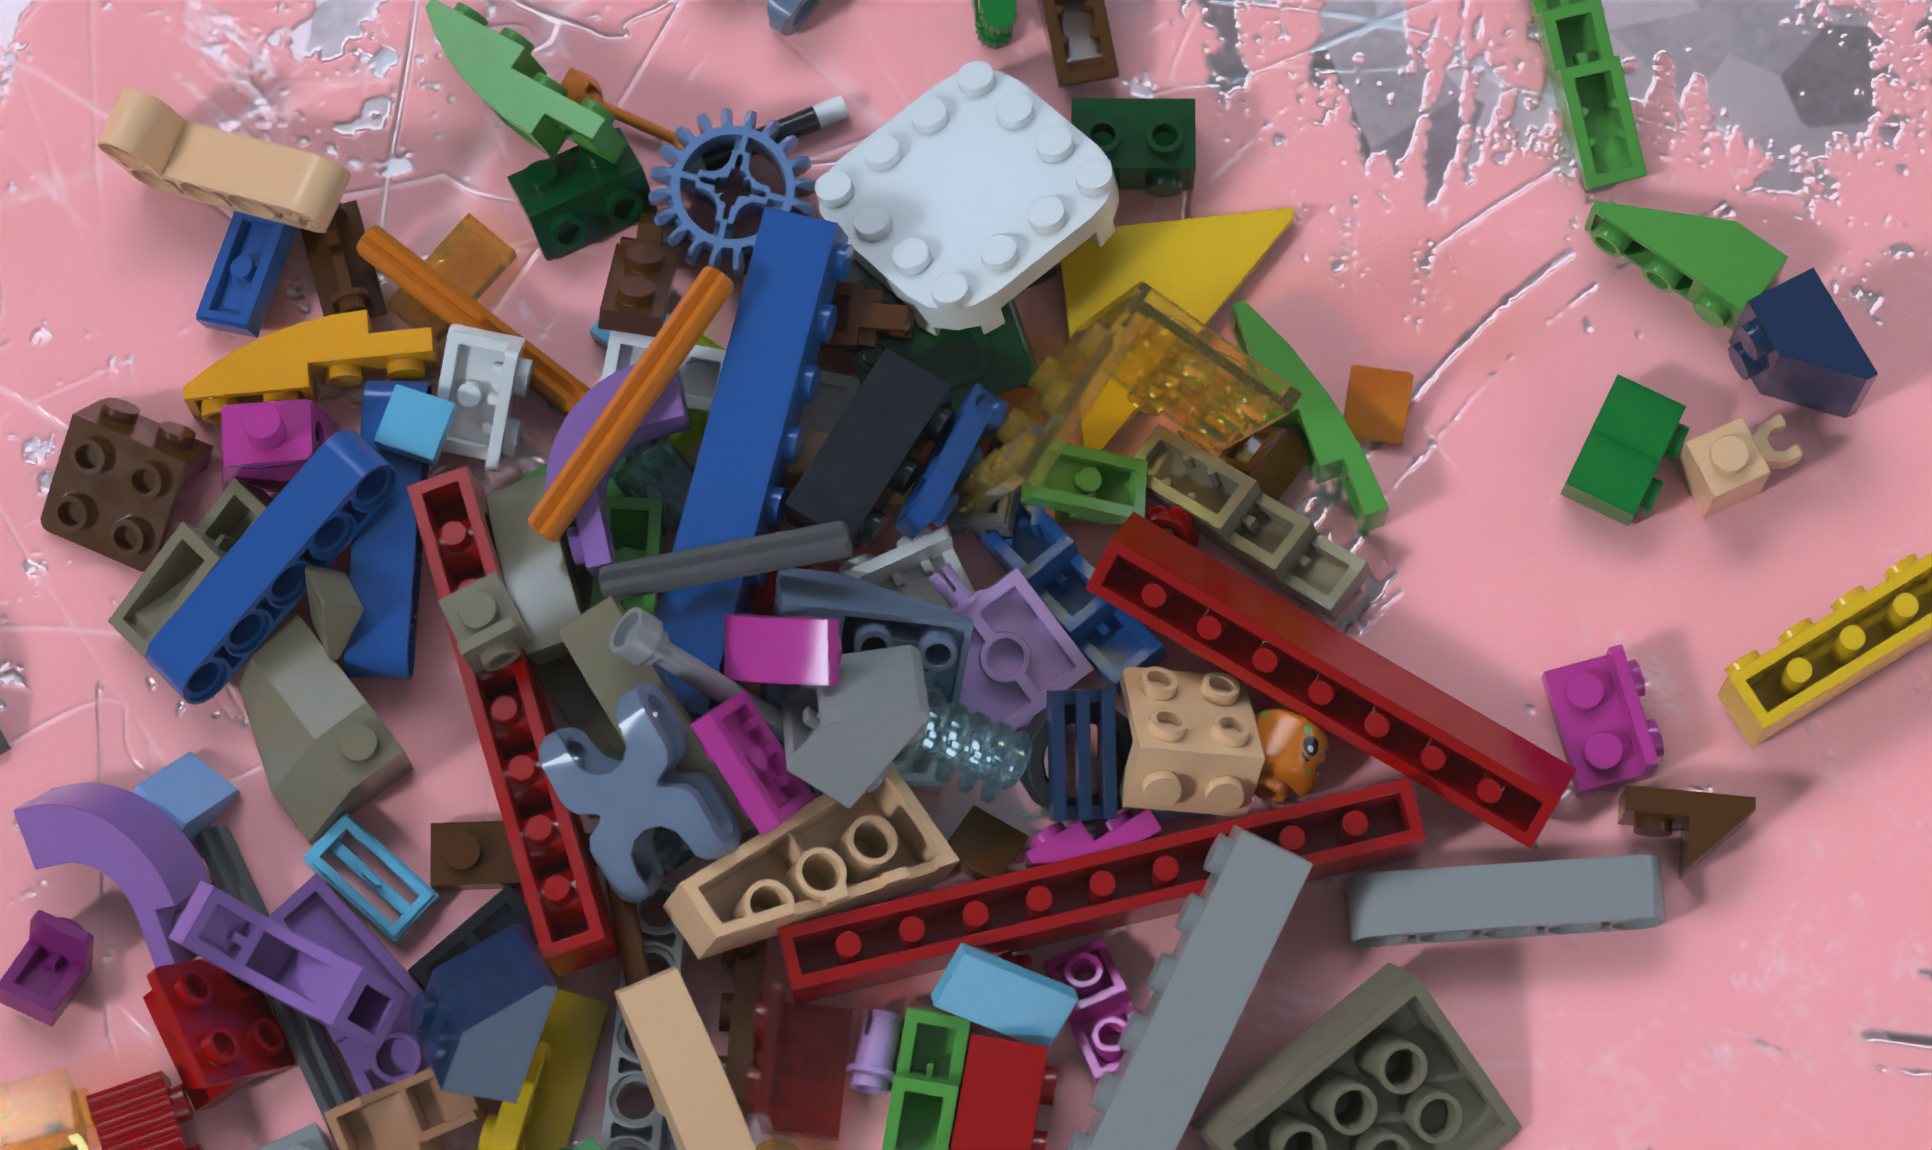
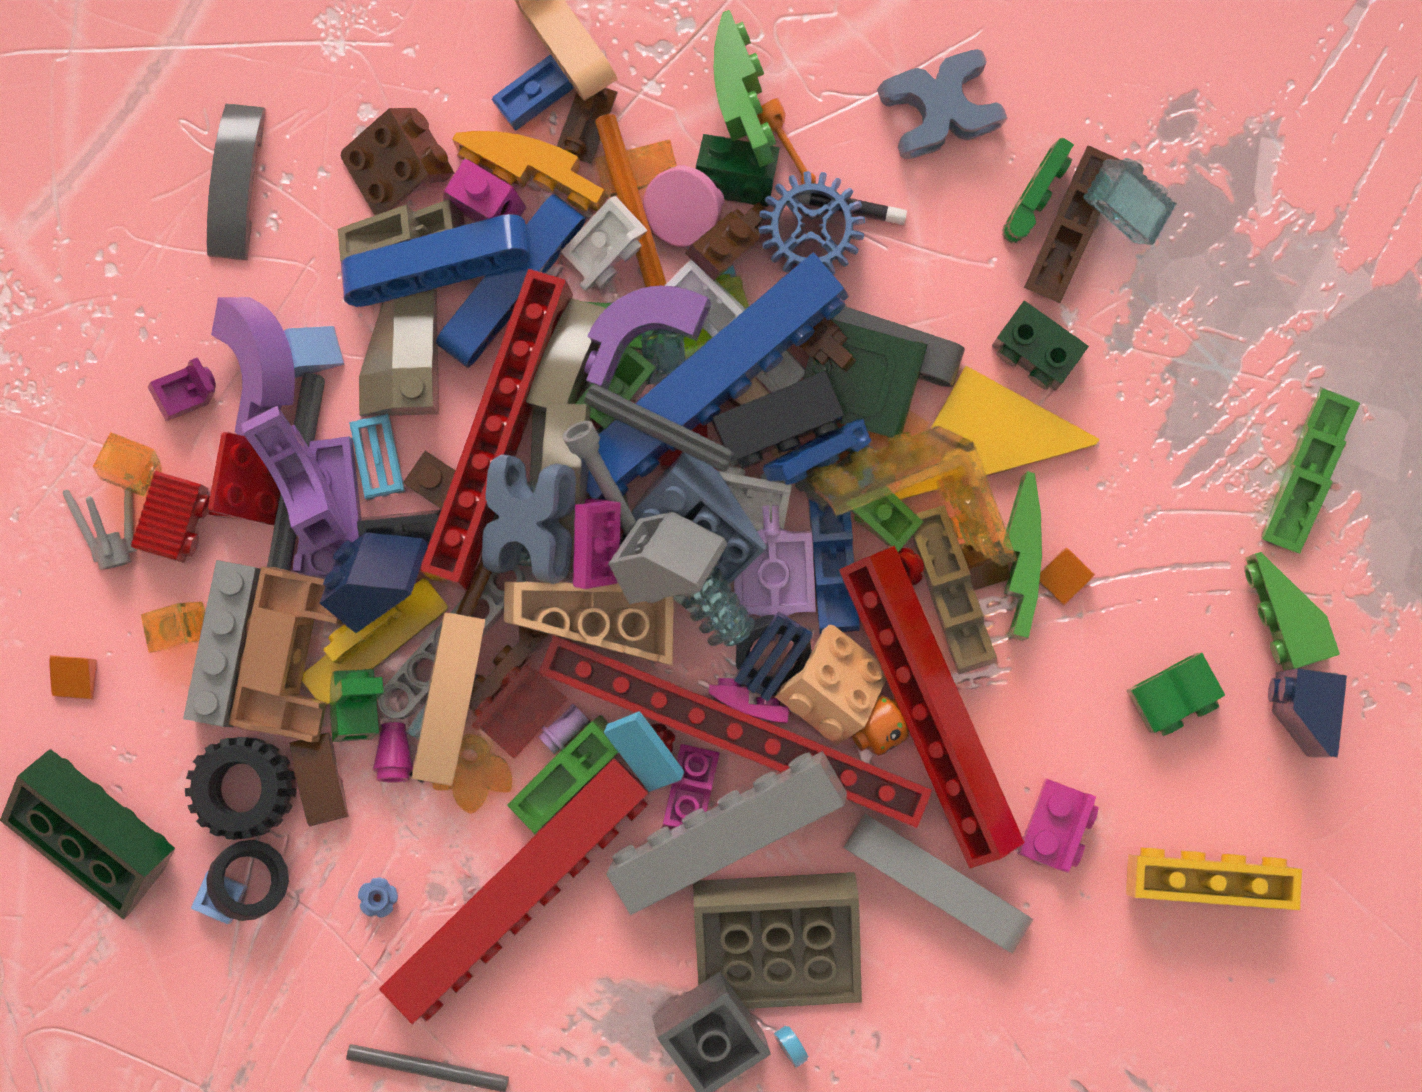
camera: 35 degrees right, 10 degrees up
(333, 607) = (451, 304): dark tan slope -> none
(415, 425) = (558, 237): medium azure tile -> none
(485, 624) = (513, 373): dark tan bracket -> none
(547, 280) = (682, 205): none -> bright pink tile
(630, 404) = (668, 309): orange axle -> none
(782, 649) = (653, 497): dark pink slope -> none
(969, 197) = (930, 317): white plate -> none
(986, 845) = (695, 662): reddish brown slope -> none
(1702, 817) = (1070, 915): reddish brown slope -> none
(1732, 464) = (1227, 741): light nougat brick -> none

